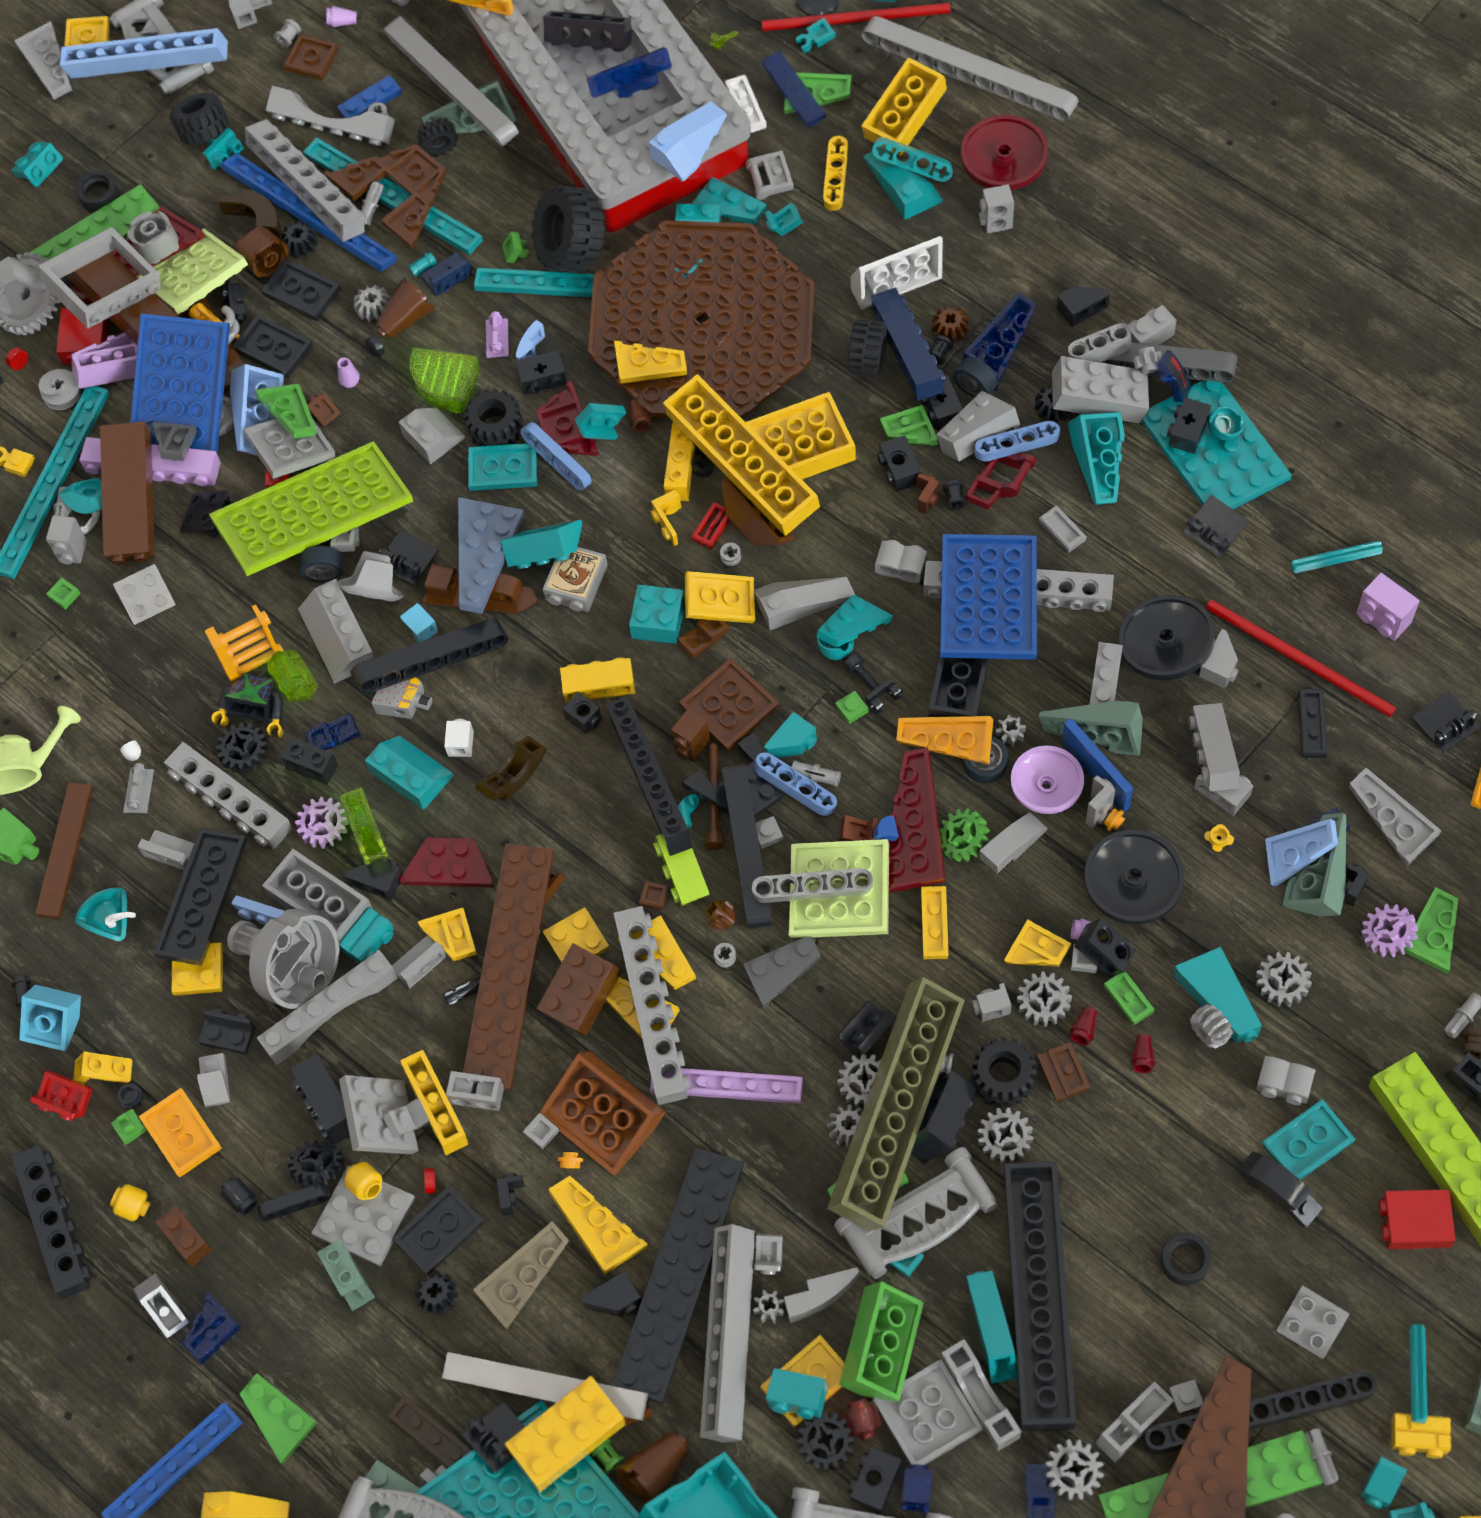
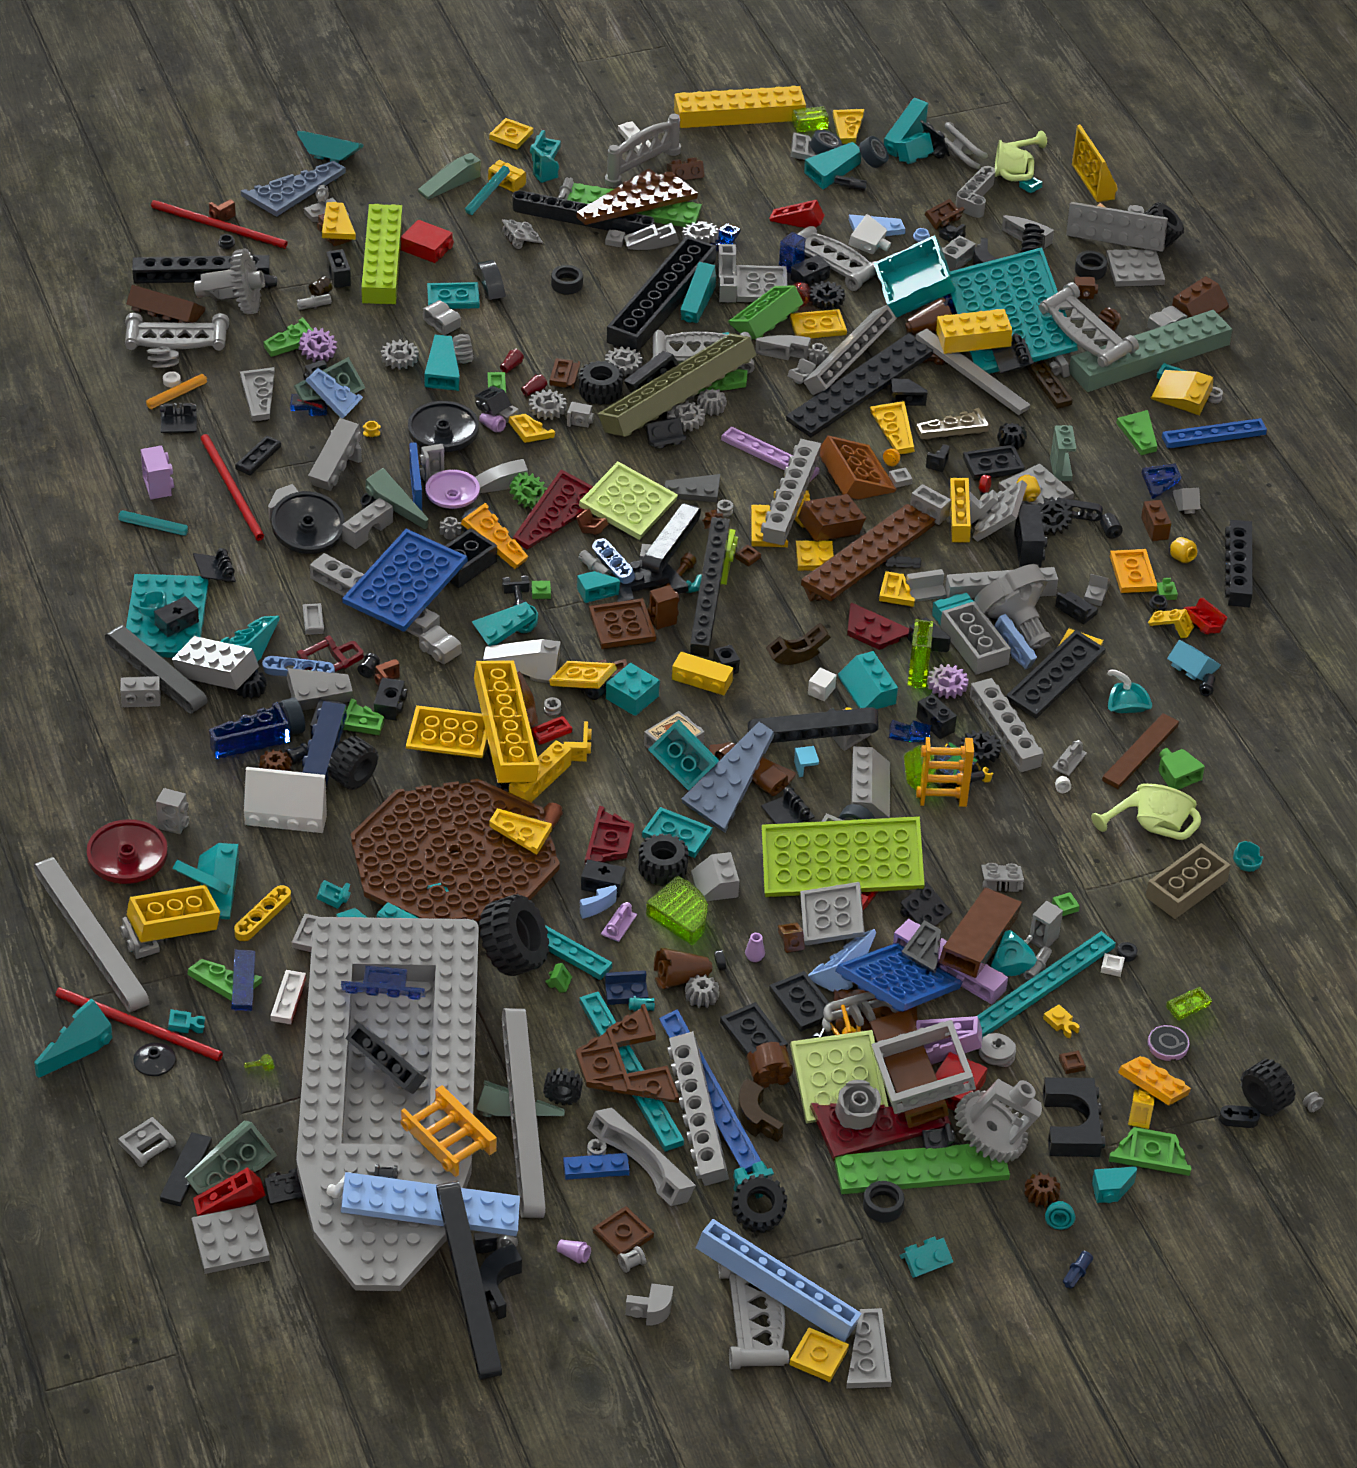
camera: 160 degrees left, 20 degrees down
(166, 849) = (1066, 716): light grey panel -> none
(288, 408) = (818, 932): bright green wing -> none
(299, 238) = (731, 1070): black gear -> none
(370, 203) = (654, 1063): light grey axle -> none
(372, 578) = (817, 791): light grey piece -> none
(556, 456) = (634, 812): medium blue beam -> none
(598, 421) = (584, 813): teal bracket -> none
(685, 141) = (381, 918): light blue wedge -> none
(796, 1393) = (829, 308): teal brick -> none
(800, 880) = (647, 492): light grey beam -> none
(886, 829) = (574, 508): blue tile -> none
(934, 922) = (584, 462): yellow plate -> none
(1081, 303) = (169, 732): black slope -> none
(1108, 338) = (191, 681): light grey beam -> none
(1147, 360) = (169, 651): light grey gear -> none
(1174, 373) = (160, 642): slope -> none

